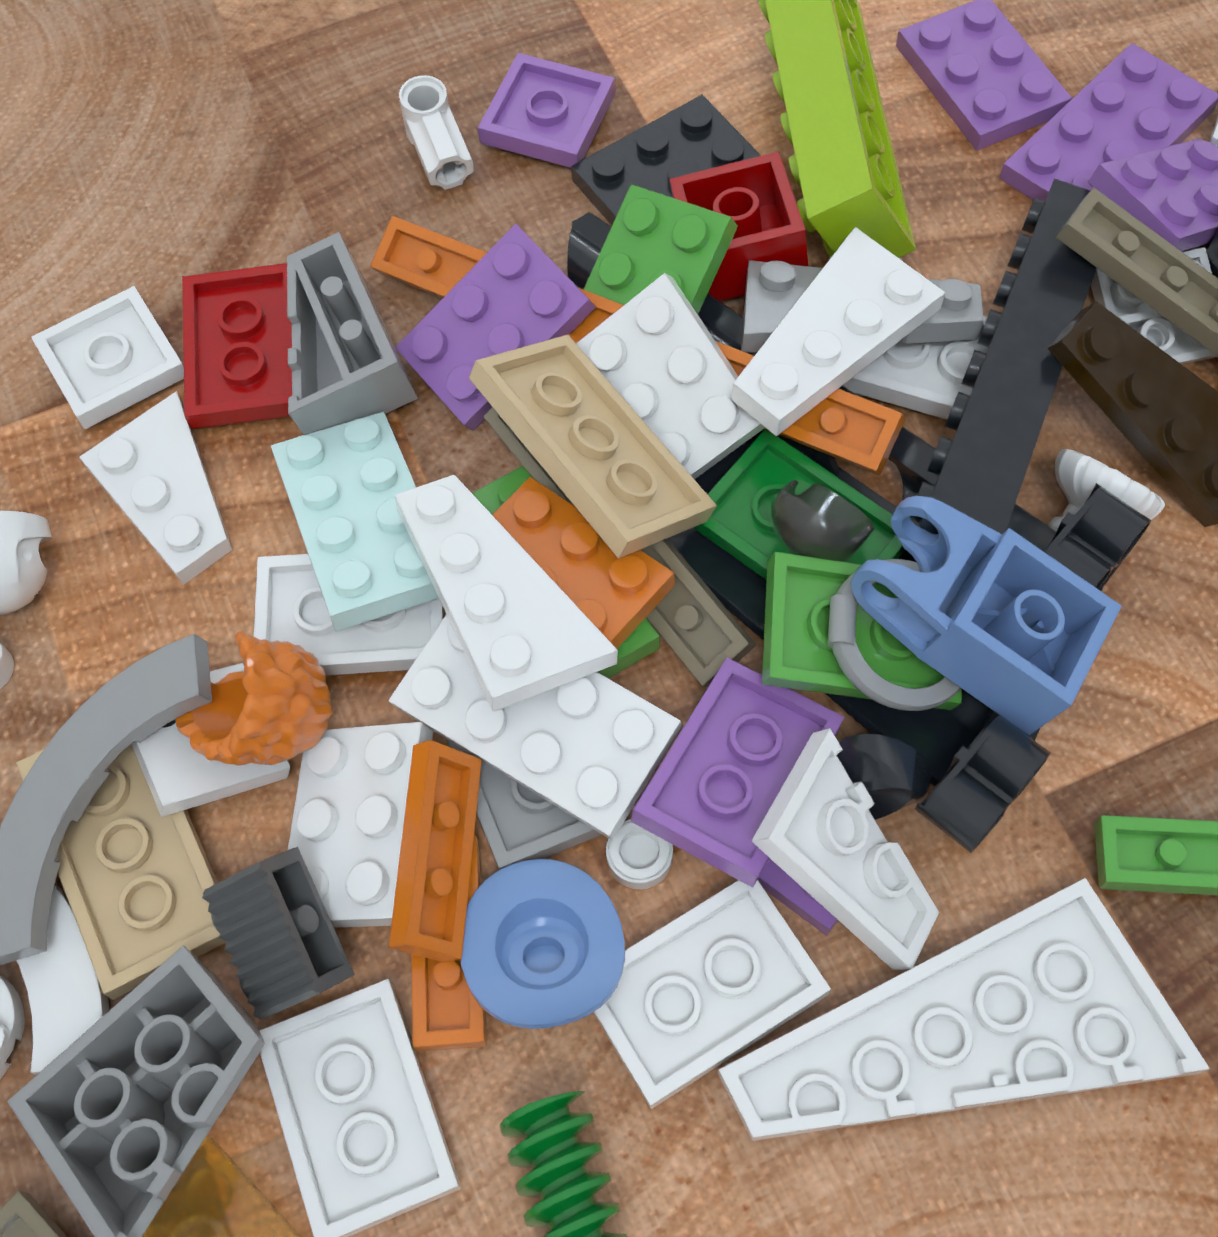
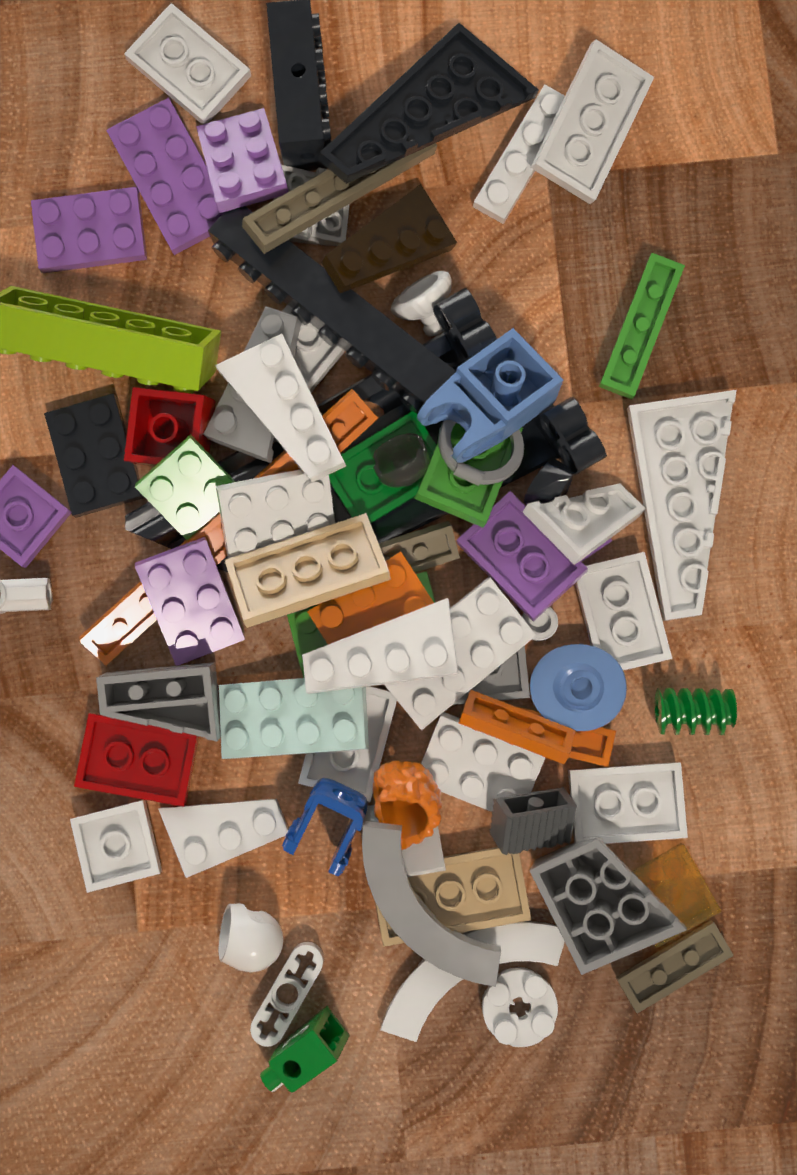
camera: 75 degrees left, 20 degrees up
(196, 575) = (340, 799): none -> blue piece

